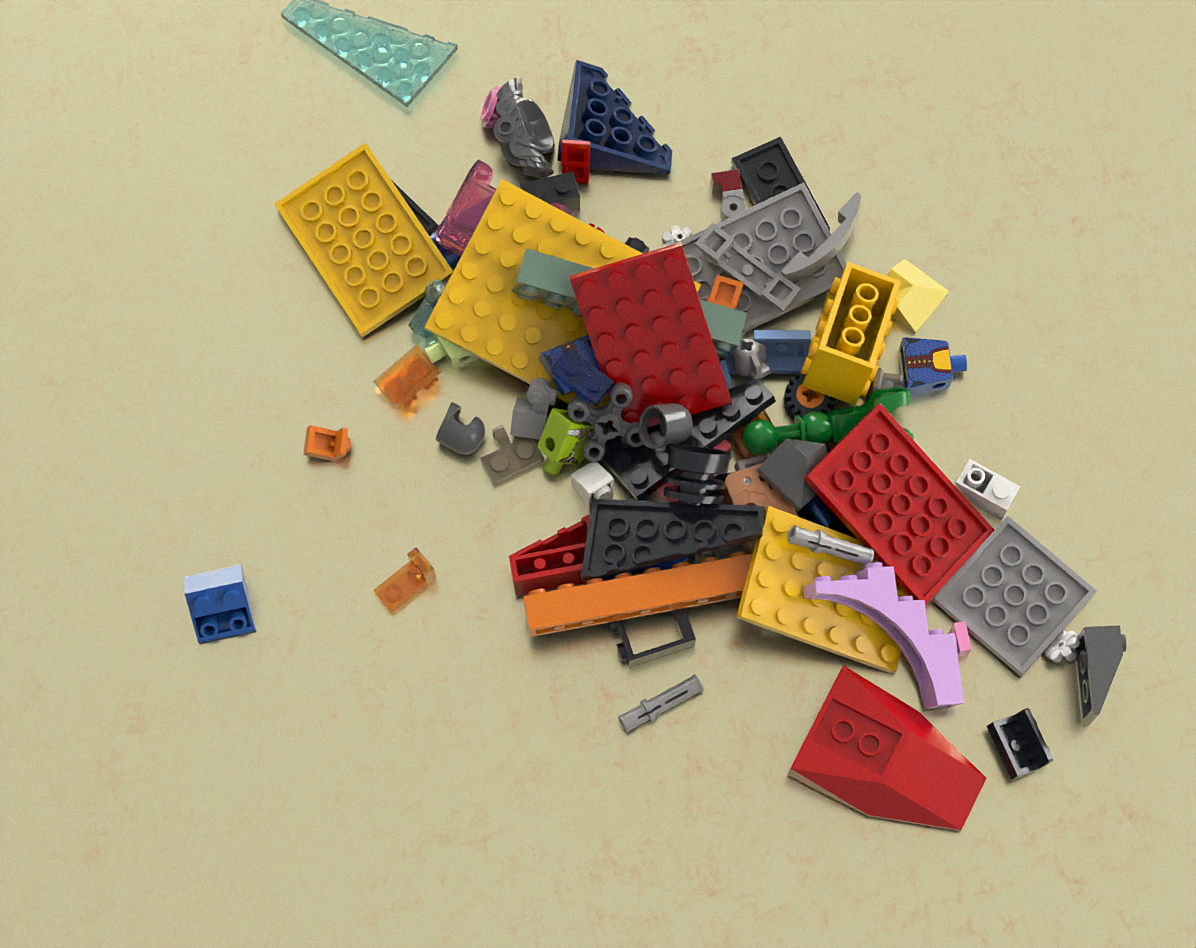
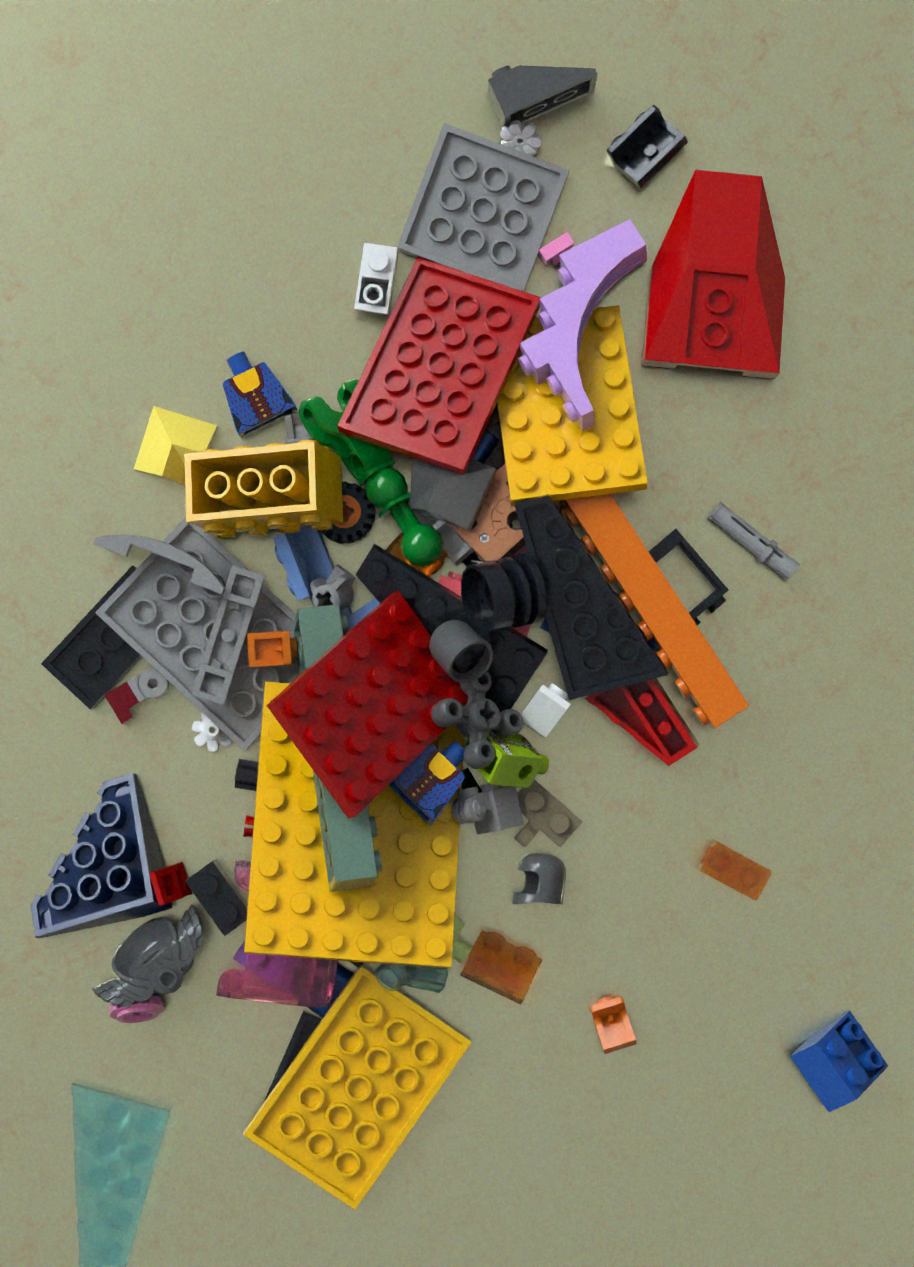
camera: 110 degrees left, 15 degrees up
(582, 376) = (444, 763): clear blue plate -> none
(820, 542) = (528, 429): light grey pin -> none

